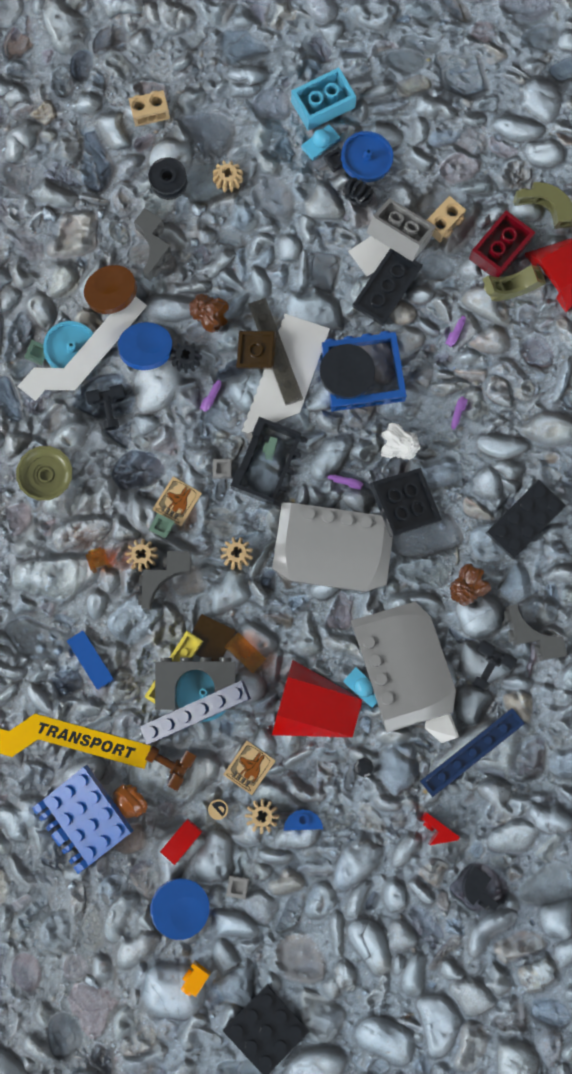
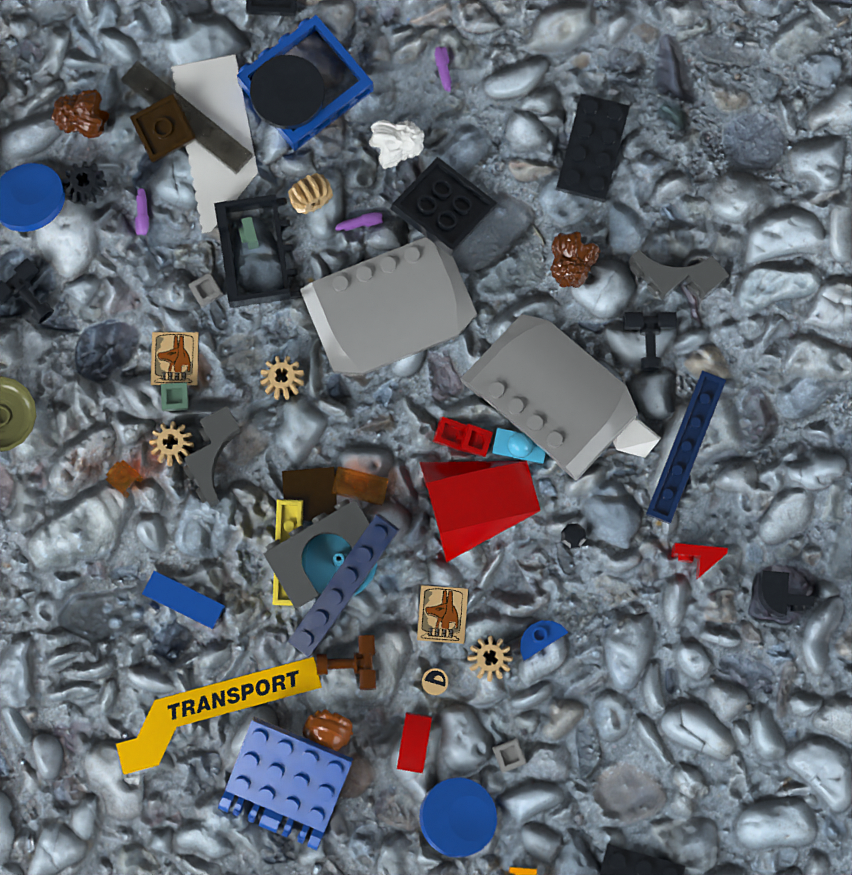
camera: 30 degrees left, 0 degrees up
(324, 445) = (310, 193): none -> tan gear
(330, 659) = (462, 437): none -> red slope

